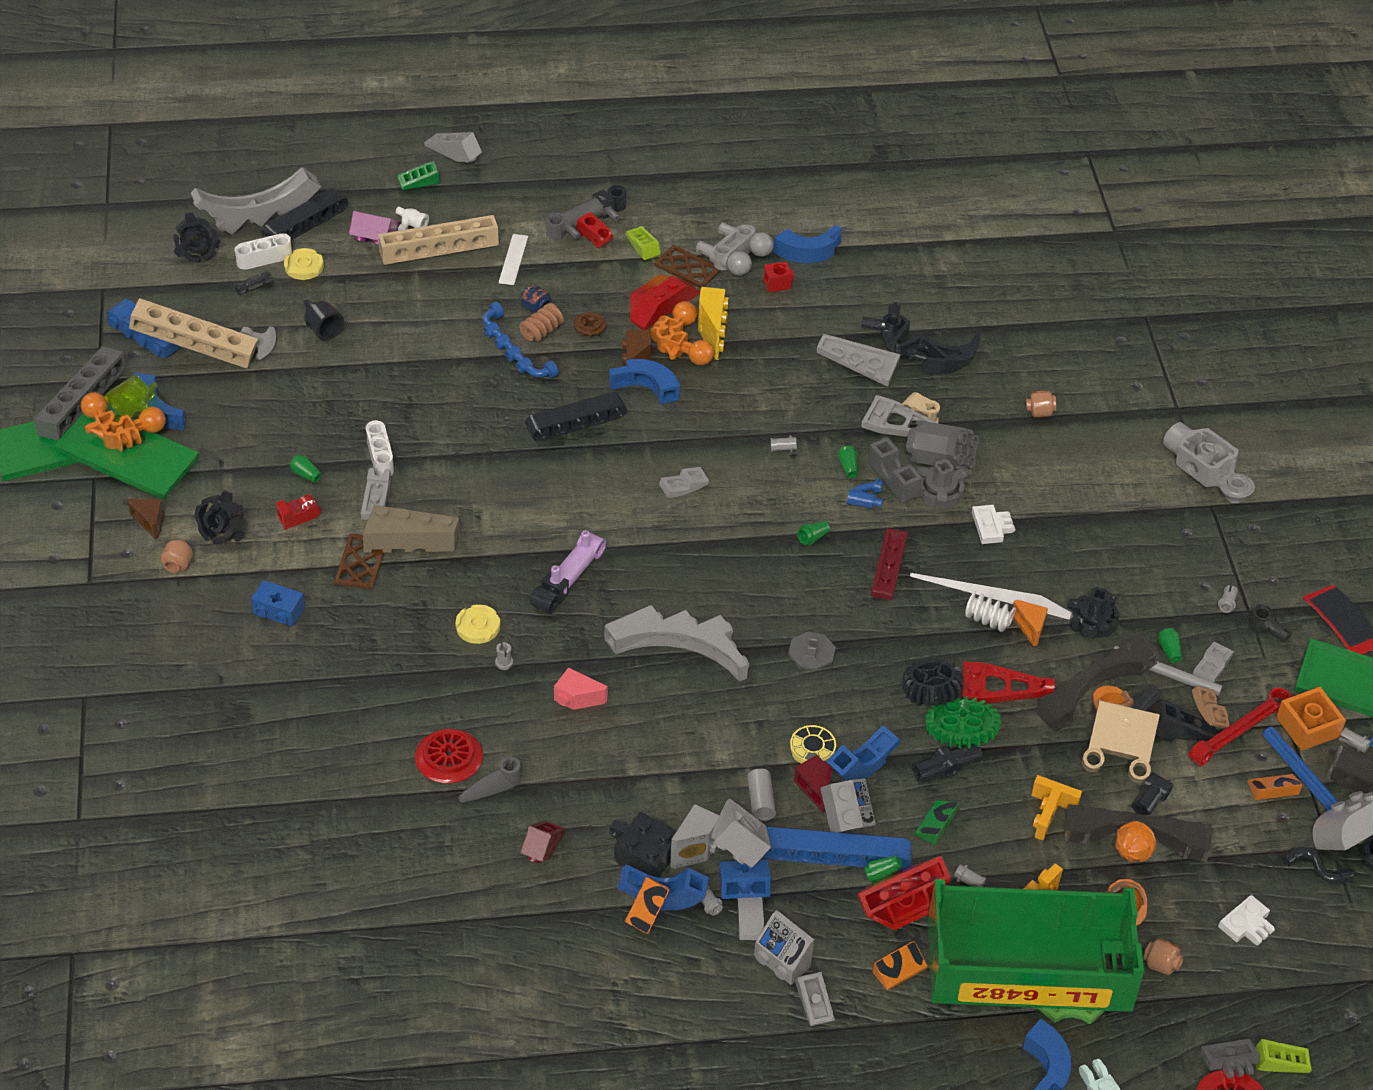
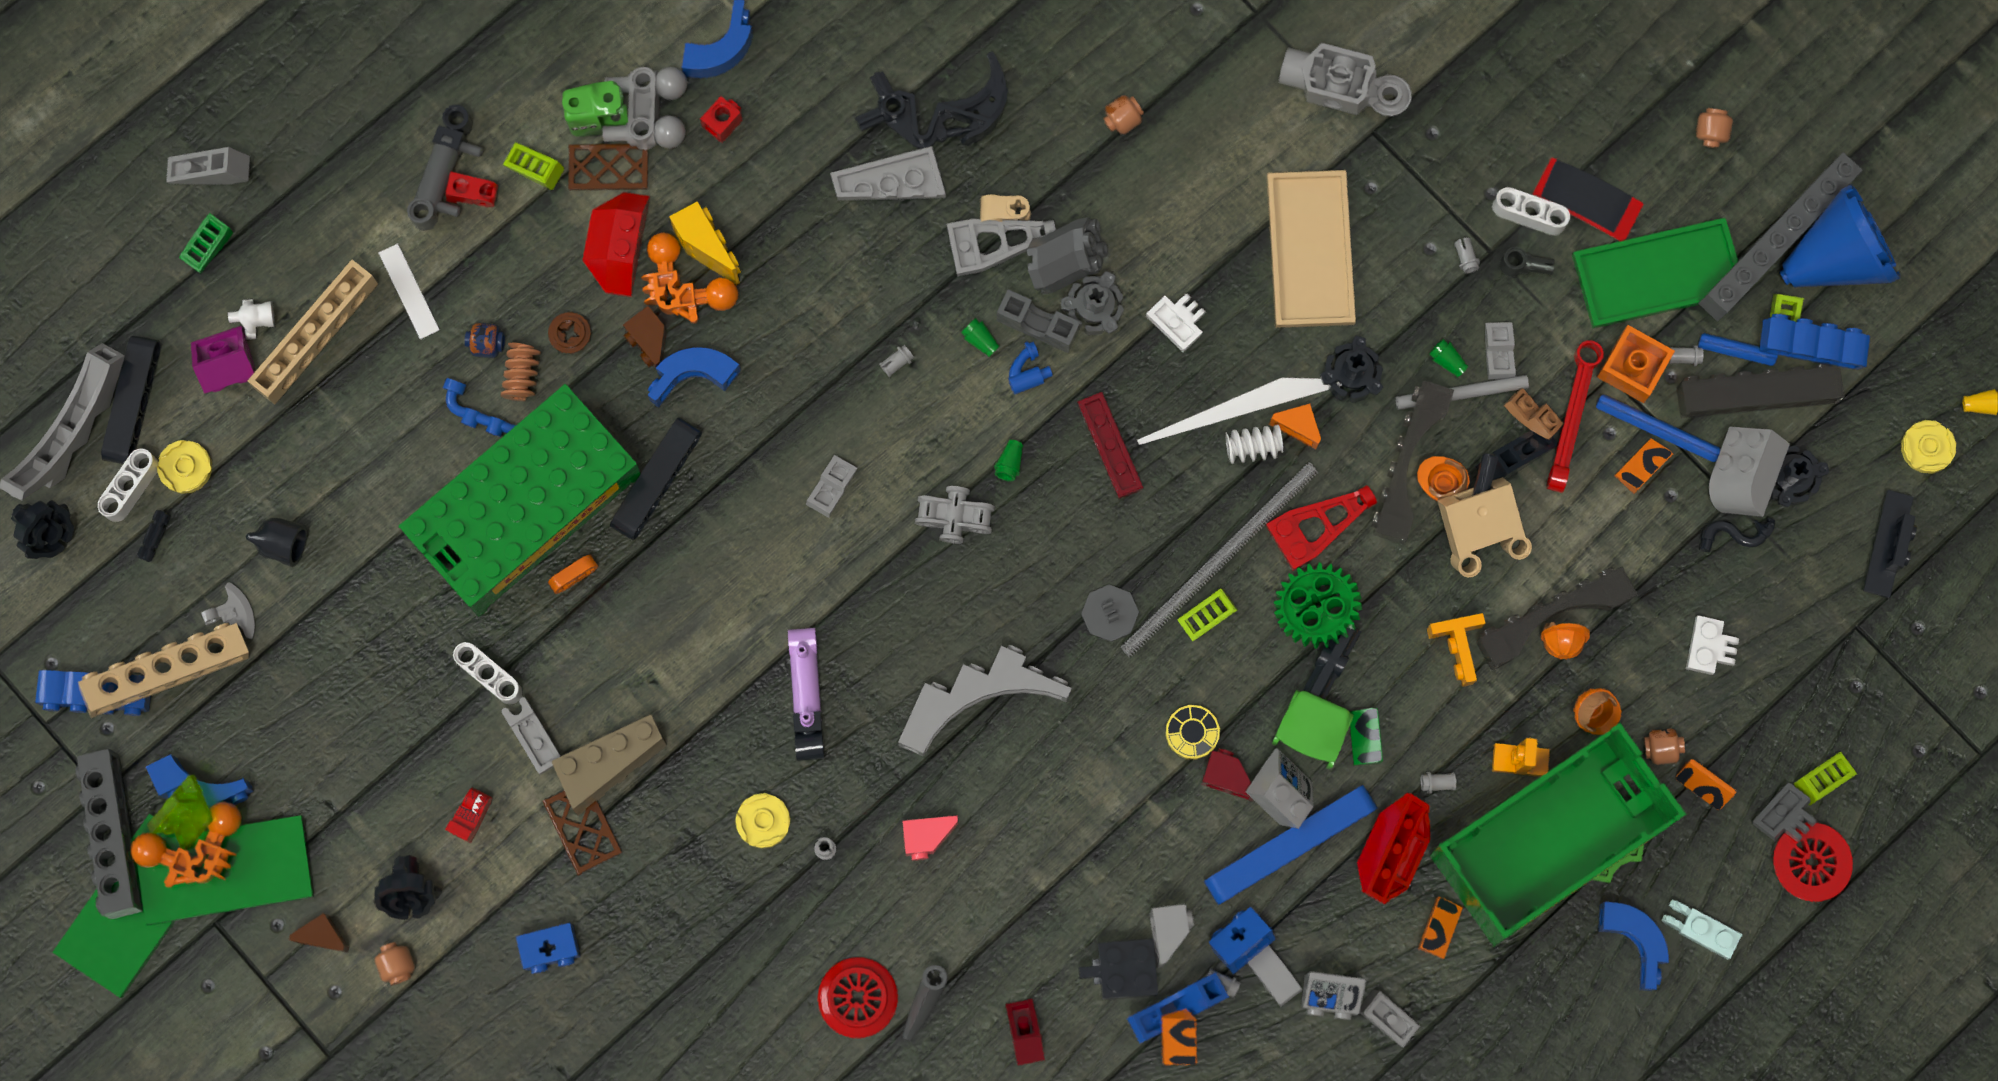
camera: 35 degrees left, 30 degrees up
(305, 468) = (431, 754): green cone -> none
(479, 432) = (572, 574): none -> orange beam
(481, 367) = (521, 499): none -> green piece
(702, 223) = (592, 106): none -> bright green piece
(741, 834) = (1217, 906): light grey slope -> none
(751, 538) = (945, 513): none -> light grey axle
(761, 794) = (1188, 828): light grey pin -> none
(866, 759) = (1255, 719): blue arch -> none
(882, 868) = (1356, 835): green cone -> none
(888, 694) = (1230, 606): none -> lime slope
(901, 663) = (1219, 559): none -> light grey axle
(904, 787) = (1314, 727): none -> bright green piece
(933, 682) = (1280, 579): black gear -> none
(1116, 539) = (1310, 249): none -> tan tile
(1153, 792) = (1542, 562): black piece -> none
(1180, 1001) = (1705, 784): none -> orange slope
(1294, 599) = (1518, 214): none -> white beam

